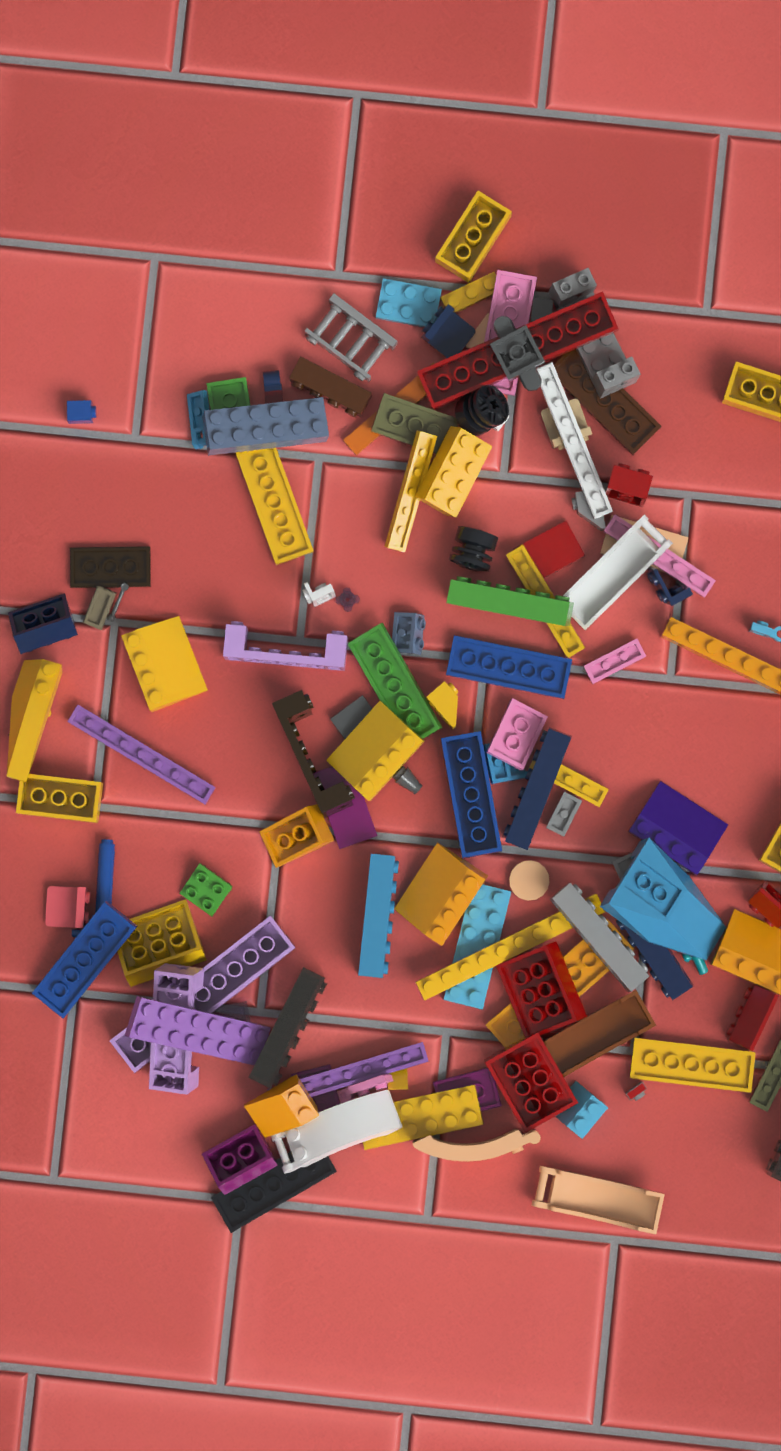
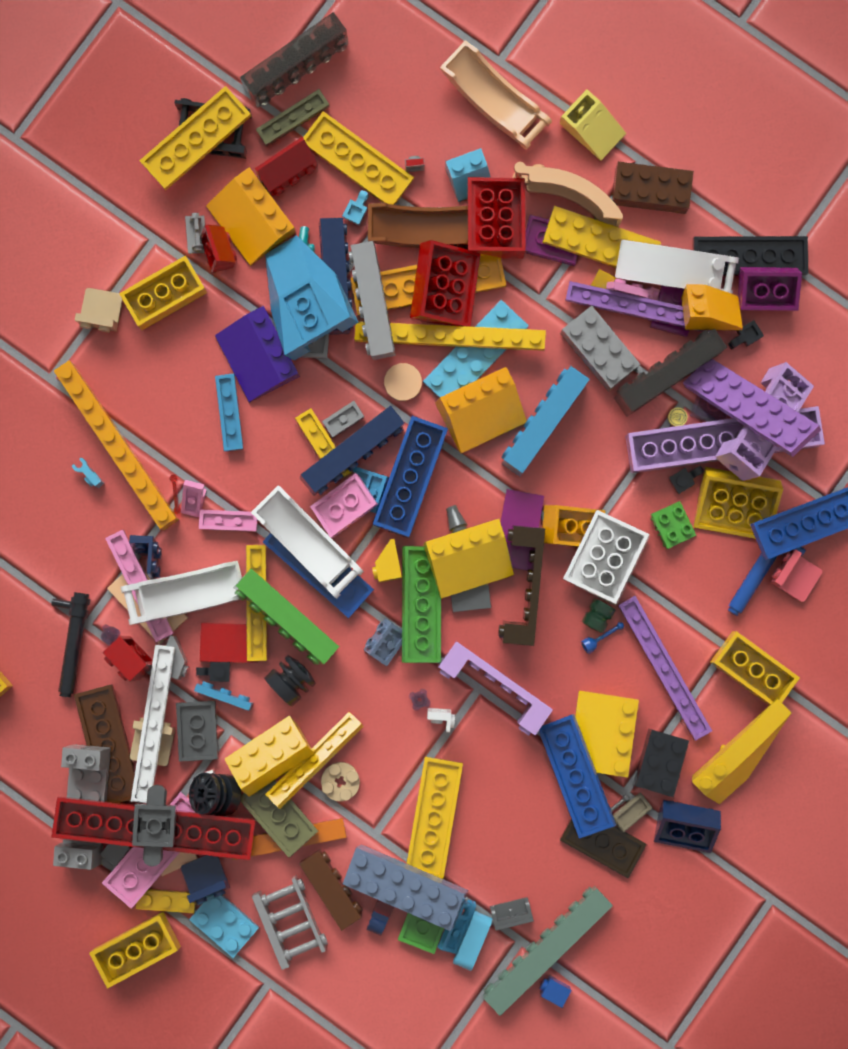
camera: 160 degrees left, 0 degrees up
(98, 666) = (660, 762): none -> black brick
(107, 444) = (546, 950): none -> sand green brick
(157, 457) = (511, 913): none -> dark grey hinge
(167, 611) = (576, 776): none -> blue plate
(178, 414) = (472, 941): none -> medium azure beam
(219, 937) = (684, 480): none -> black plate
(220, 737) = (590, 644): none -> blue hinge
(228, 766) = (598, 615): none -> clear green wheel
(235, 1107) = (748, 335): none -> black plate
(250, 823) = (606, 557): none -> white slope
(257, 992) = (677, 417): none -> light yellow tile
(364, 1014) = (600, 348): none -> light grey brick
(384, 477) = (350, 776): none -> tan plate
(401, 1196) = (652, 187): none -> reddish brown brick
(490, 1224) = (592, 125): none -> light yellow slope
(525, 502) = (224, 695): none -> dark azure plate
(531, 457) = (197, 731): none -> dark grey plate
(532, 681) = (306, 540): none -> white windscreen
(544, 520) = (218, 671): none -> black plate
(658, 662) = (192, 498): none -> bright pink slope
(660, 497) = (109, 634): none -> clear purple plate
(666, 1016) = (355, 210): none -> medium azure plate
(672, 760) = (229, 412): none -> dark azure plate
(687, 671) = (173, 478): none -> clear red hinge
(700, 499) = (78, 613): none -> black cylinder

